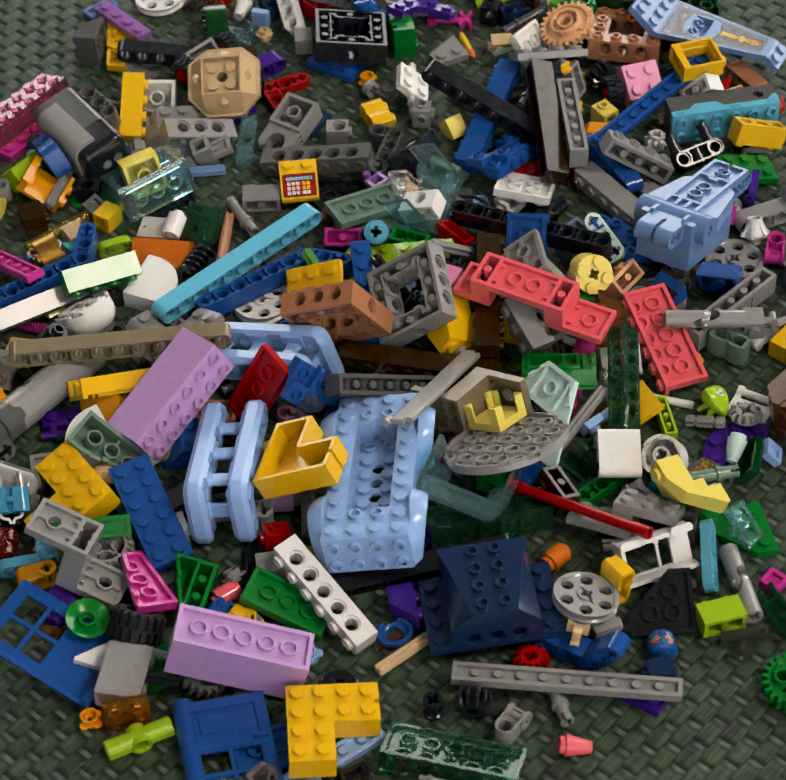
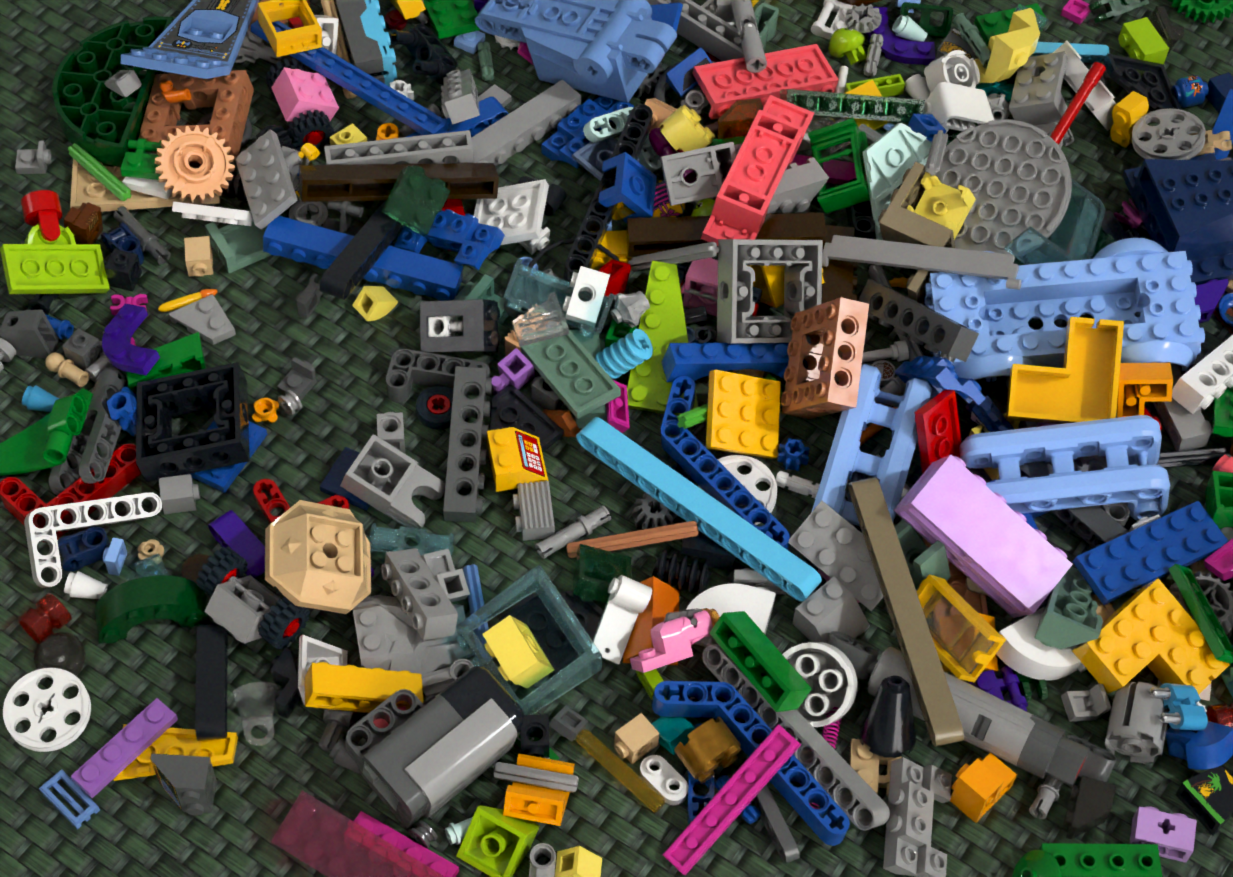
camera: 100 degrees left, 10 degrees up
(33, 217) = (607, 799): dark brown brick -> none
(52, 155) = (498, 773): blue beam -> none
(107, 217) = (590, 700): yellow brick -> none
(130, 239) = (674, 638): none -> bright pink plate
(232, 574) = (1194, 474): light grey plate -> none
(290, 506) = (1142, 384): none -> light orange brick
(377, 113) = (354, 389): yellow brick -> none
(410, 227) = (629, 308): none -> light grey rock
(411, 83) = (290, 348): white plate -> none
(422, 113) = (351, 336): light grey brick -> none
(521, 122) = (416, 199): none -> clear green plate
(543, 402) = (936, 153): none -> light grey axle
(556, 556) = (1097, 177): orange brick -> none
(585, 427) = (926, 125): none -> blue brick
(740, 581) = (1077, 34): light grey piece -> none

